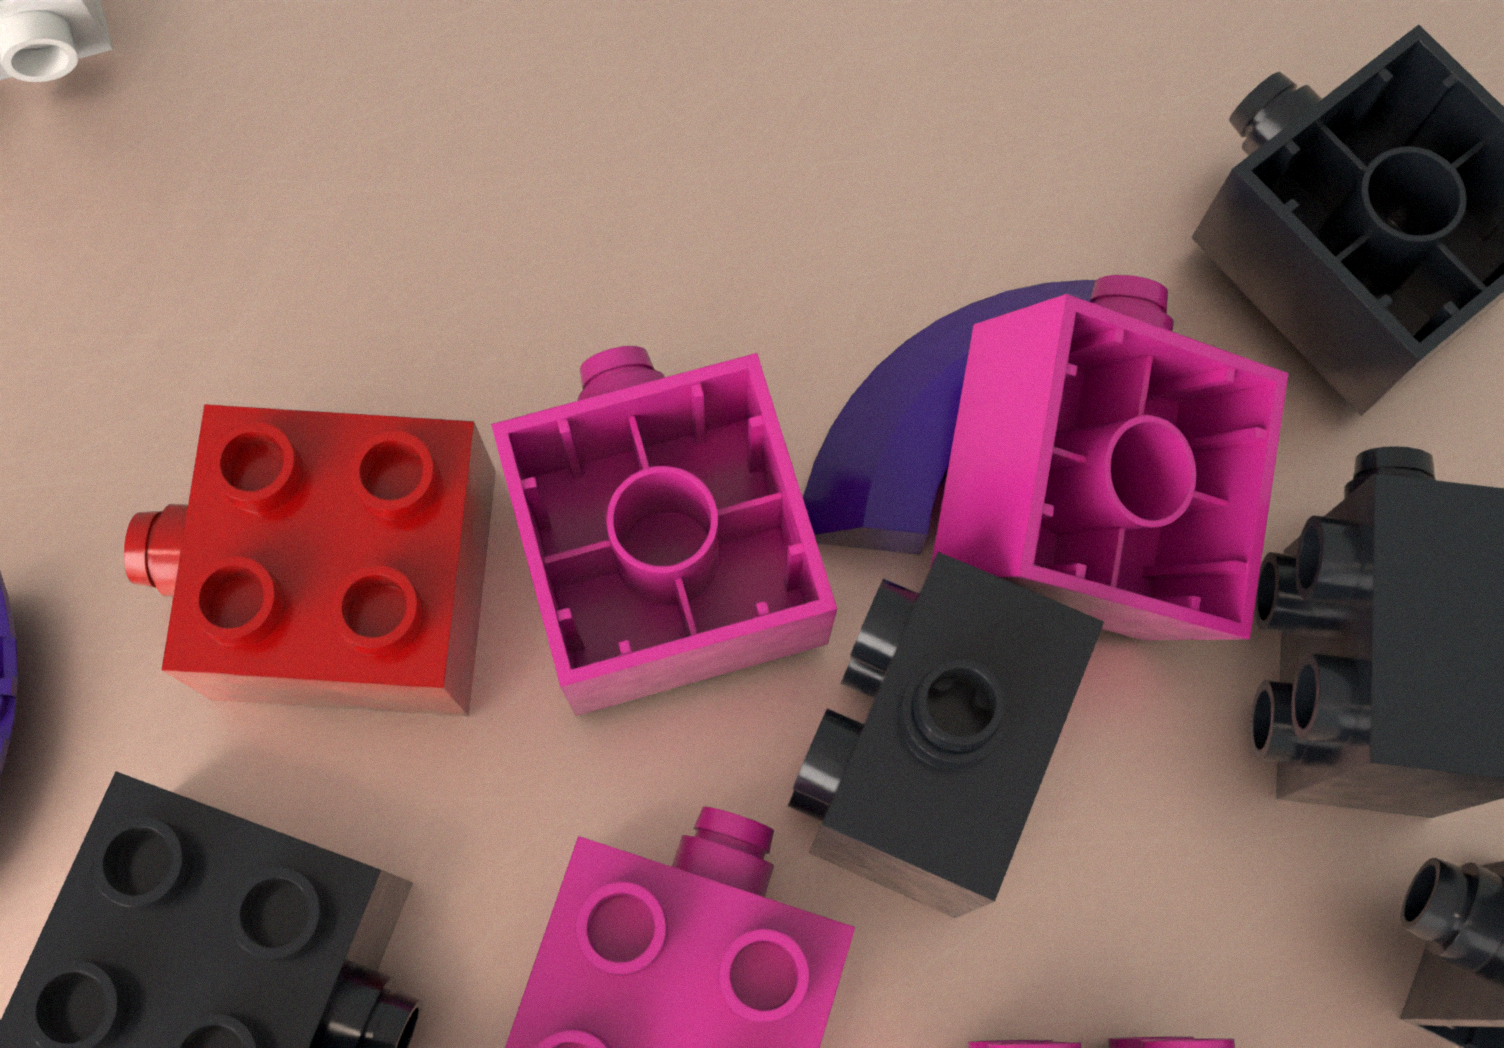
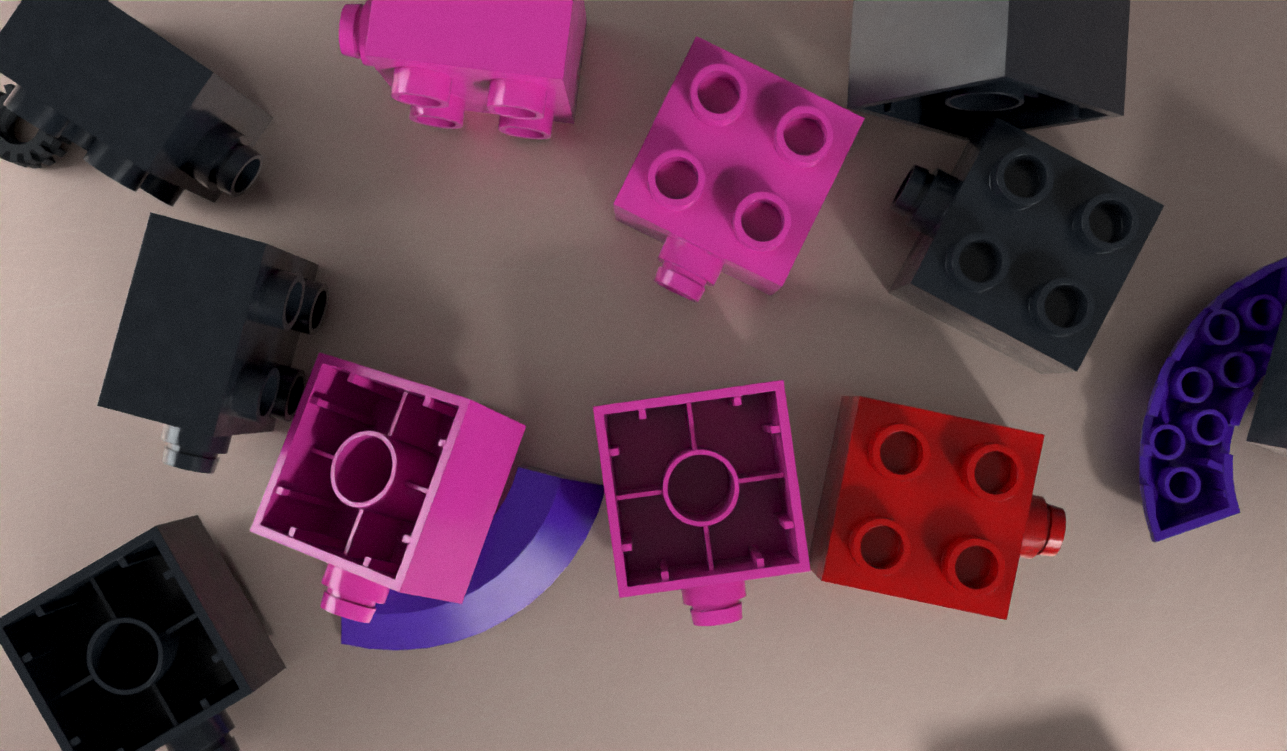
camera: 165 degrees left, 15 degrees up
(957, 735) = (533, 314): black brick -> none

